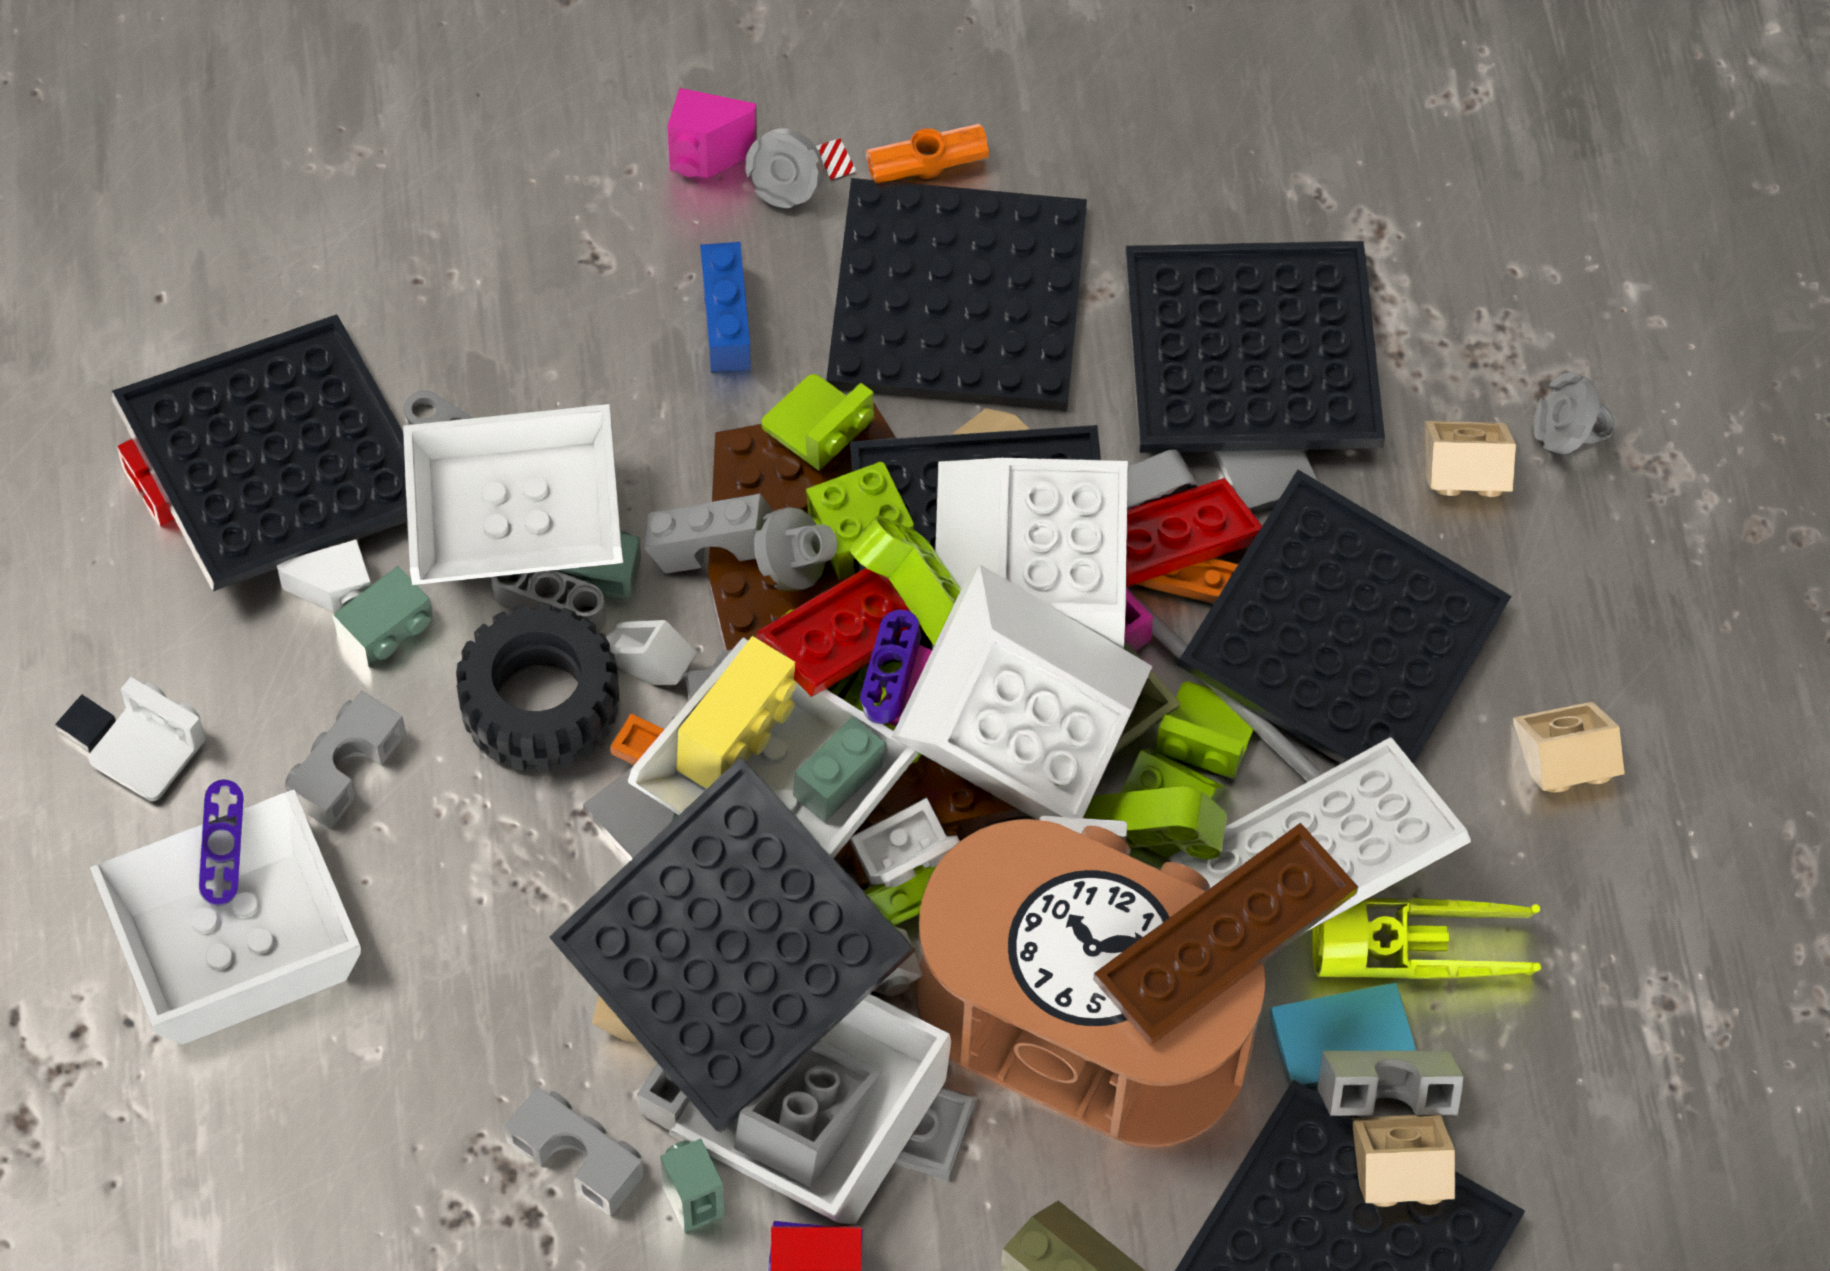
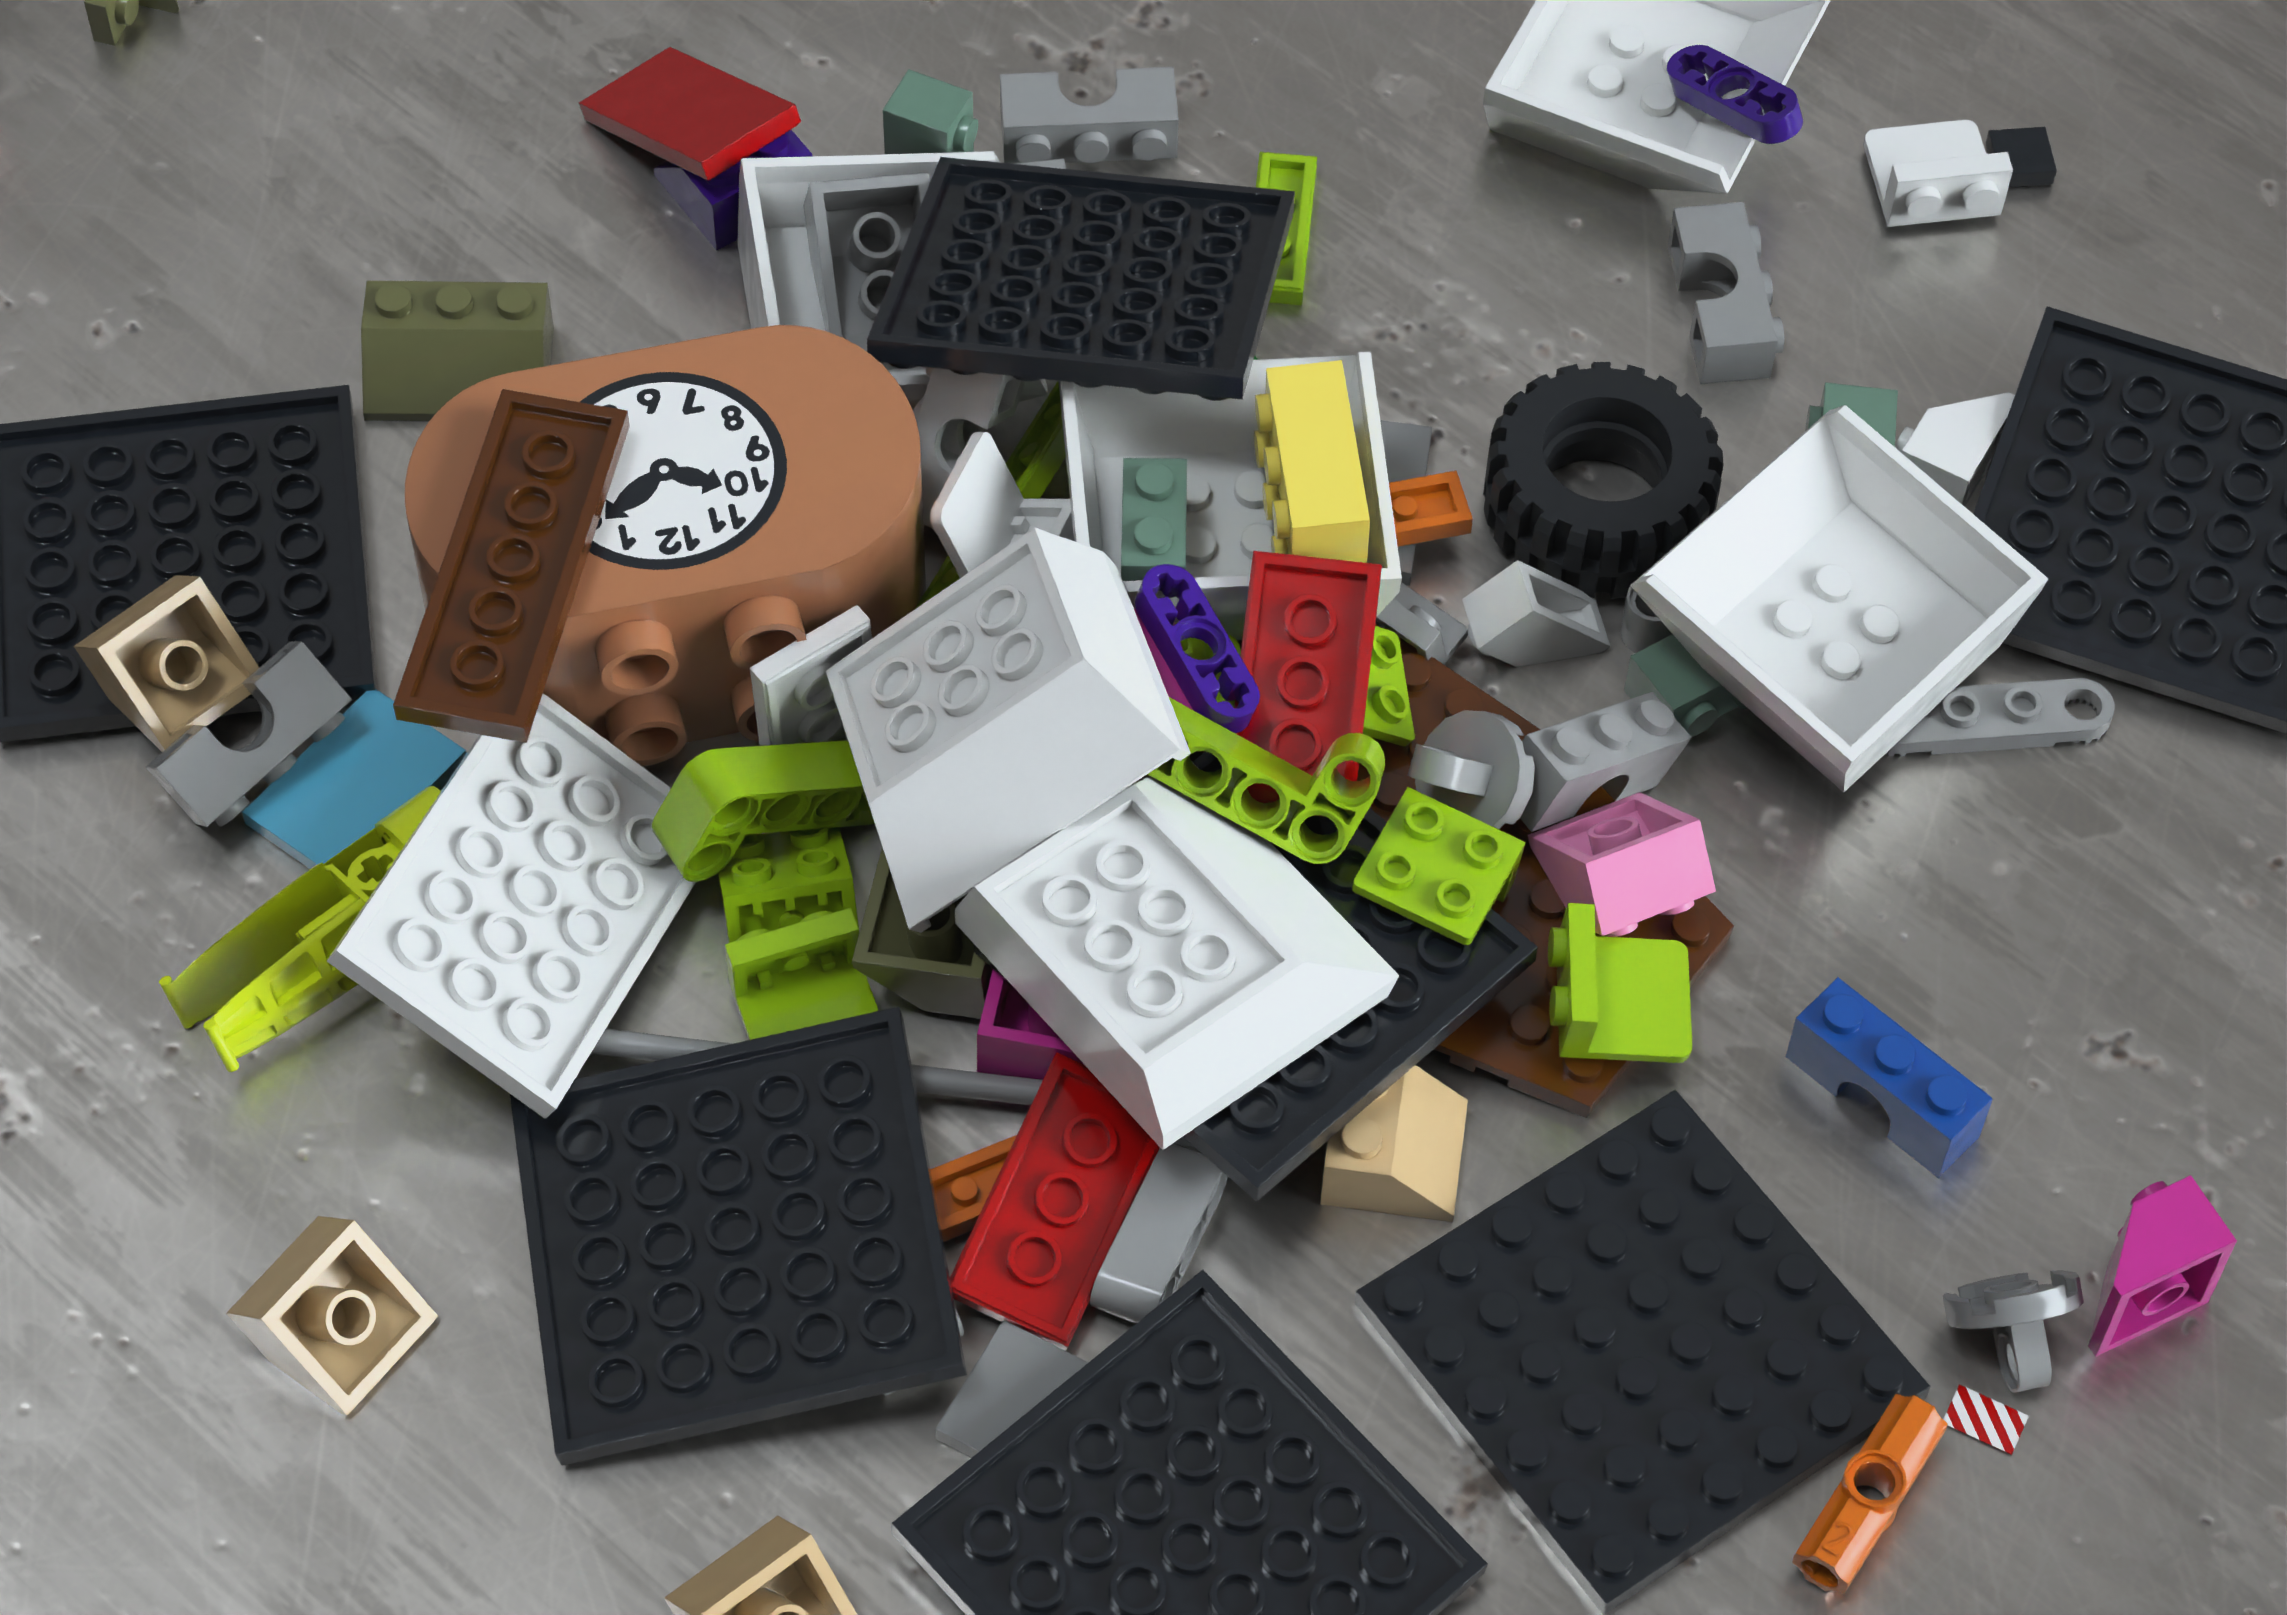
camera: 140 degrees right, 5 degrees down
(528, 1005) = (1299, 175): none -> lime tile
(751, 464) = (1627, 861): none -> bright pink slope

